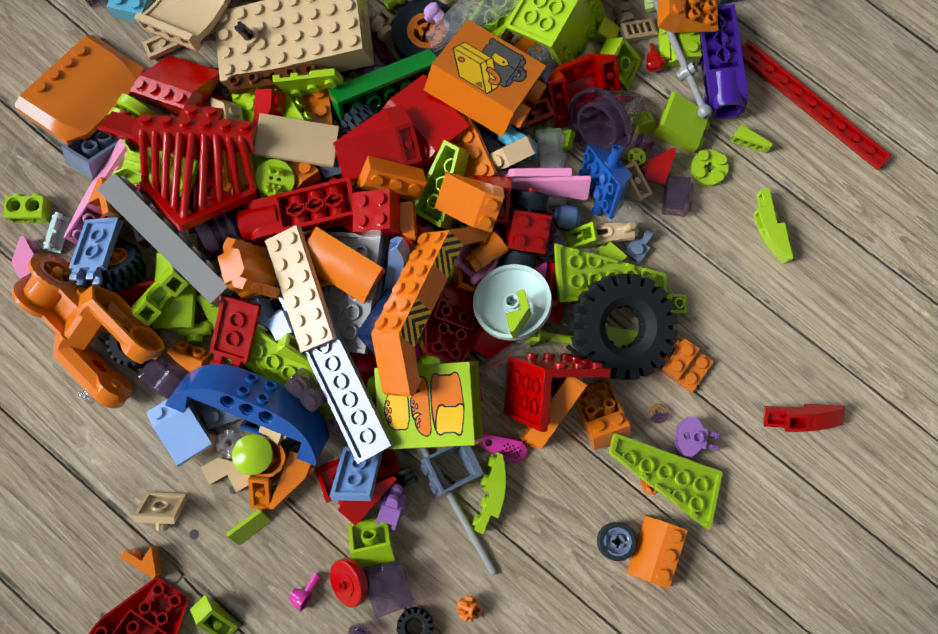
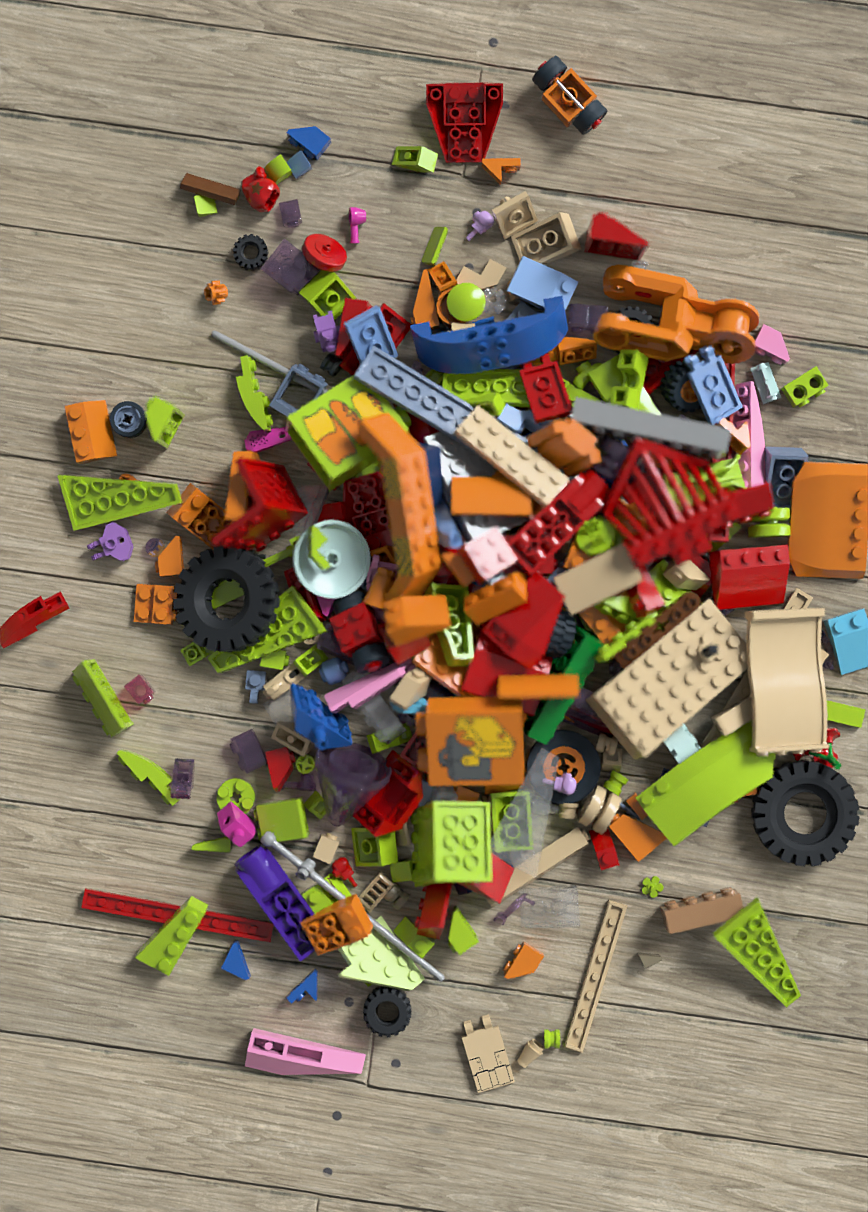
camera: 150 degrees right, 10 degrees up
(38, 586) = (569, 96): none -> brick
(85, 428) = (613, 239): none -> red slope
(149, 468) = (547, 240): none -> tan slope
(195, 520) = (482, 222): none -> lavender piece
(304, 387) = (455, 380): clear purple brick -> none
(404, 82) = (538, 686): none -> orange slope
(589, 517) = (163, 420): none -> lime slope
(650, 392) = (171, 560): none -> orange slope
(658, 83) = (326, 847): none -> tan brick
(724, 139) = (238, 827): none -> dark pink torso
(737, 307) = (132, 686): none -> clear pink brick
(747, 205) = (183, 778): none -> clear purple brick
(778, 310) = (102, 697): none -> lime slope
(785, 40) = (236, 963): none -> blue slope
(829, 84) = (170, 940): none -> lime wedge

